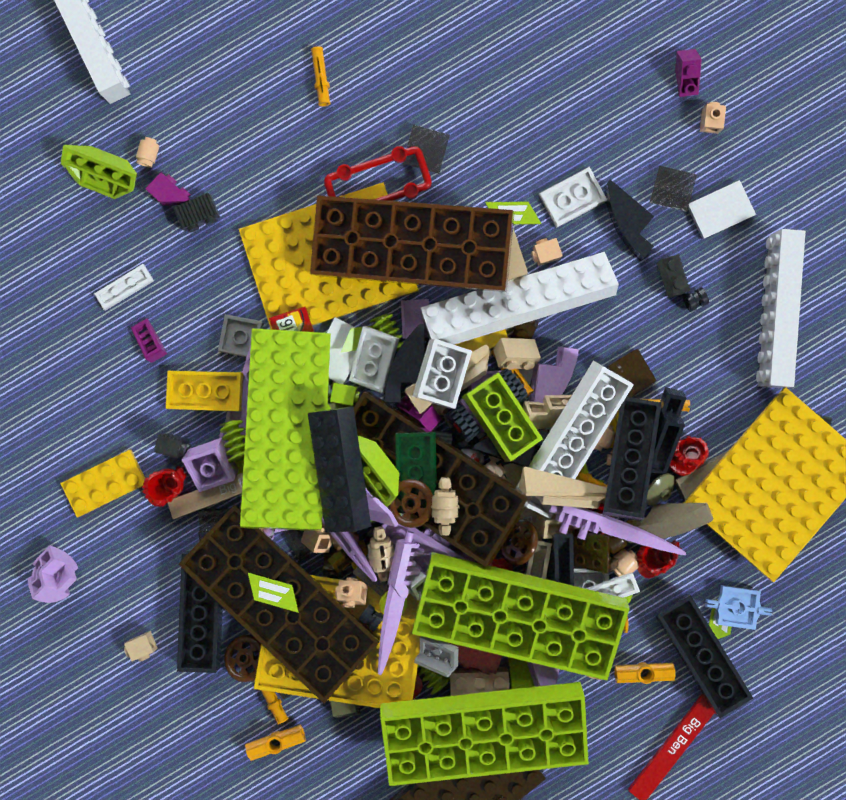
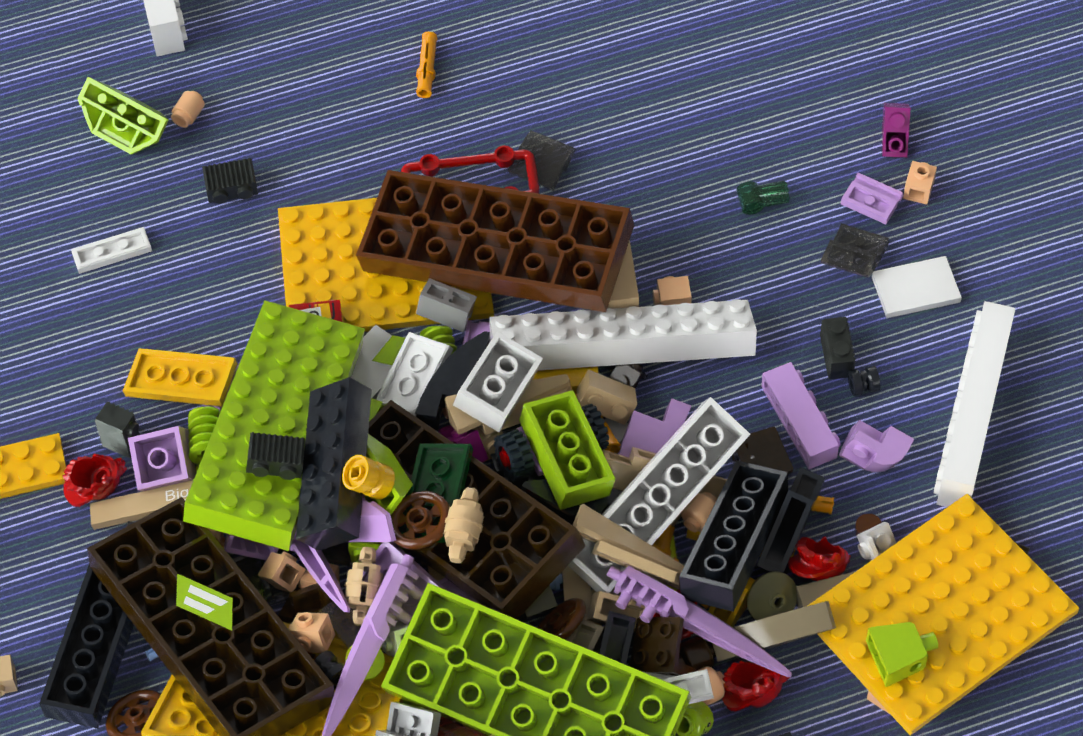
camera: 15 degrees right, 30 degrees down
(154, 351) = (124, 315): magenta slope -> none
(166, 191) = (198, 150): magenta slope -> none
(236, 335) = (236, 327): light grey tile -> none
(296, 475) = (275, 455): none -> pearl dark grey brick
(369, 486) = (368, 477): none -> yellow wheel
(384, 296) = (446, 305): none -> light grey hinge
(523, 211) = (650, 251): lime sticker -> none
(572, 197) = (721, 243): white tile -> none
(592, 153) = (756, 197): none -> clear green piece
(628, 219) = (790, 277): black slope -> none
(655, 337) = (800, 415): none -> lavender brick
(678, 138) = (871, 198): none -> lavender plate
(713, 359) = (873, 449): none -> lavender brick
(714, 416) = (866, 522): none -> reddish brown tile
(723, 429) = (875, 541): none -> white bracket
(761, 531) = (899, 650): none -> lime torso

